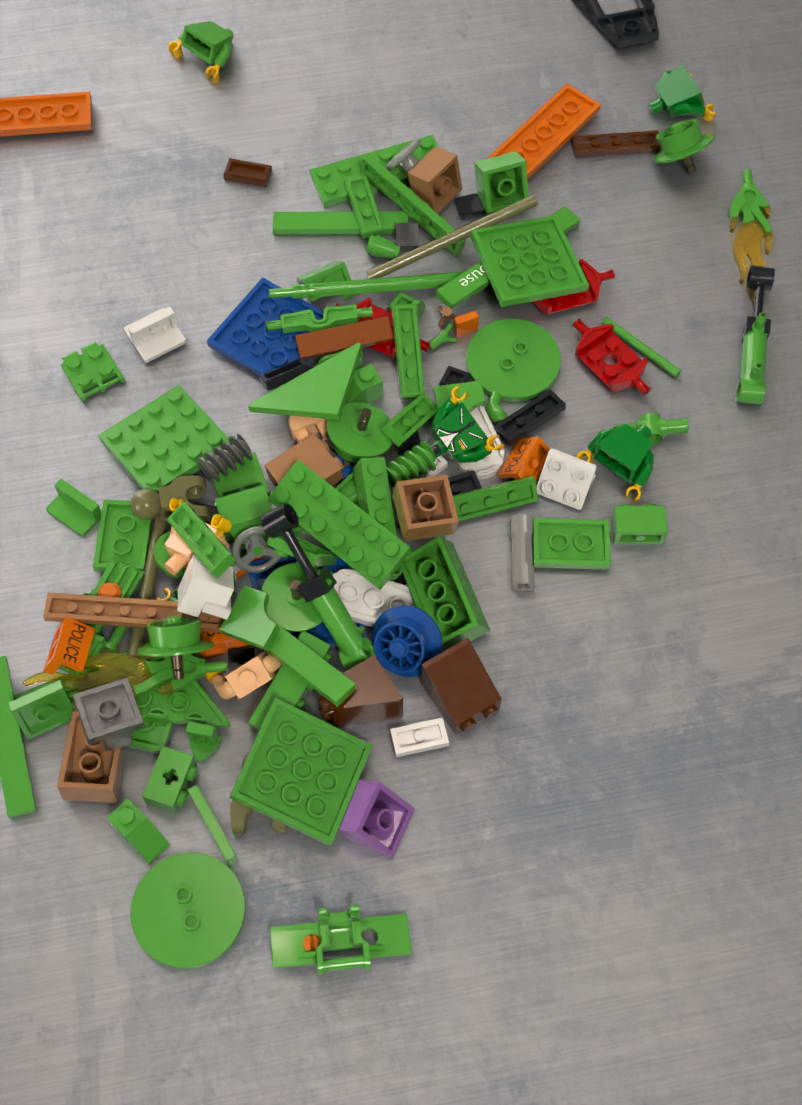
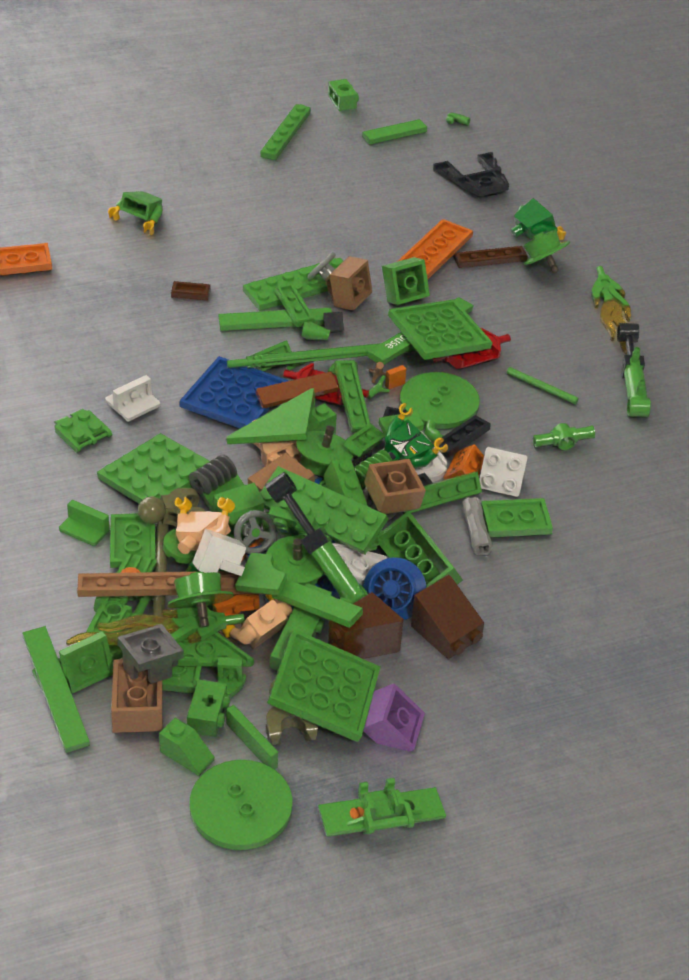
camera: 10 degrees left, 20 degrees down
(69, 646) = (103, 607): orange panel -> none
(201, 539) = (210, 517): bright green tile -> none
(283, 374) = (251, 415): black tile -> none
(306, 320) = (263, 379): bright green piece -> none
(408, 201) = (335, 301): bright green plate -> none
(419, 737) = (418, 660): white plate -> none
(451, 238) = (372, 318): olive piece -> none
(469, 206) = (380, 302): black tile -> none
(602, 343) = (519, 393): red plate -> none
(624, 453) = (548, 450): green torso -> none
(639, 524) = (569, 500): bright green brick -> none

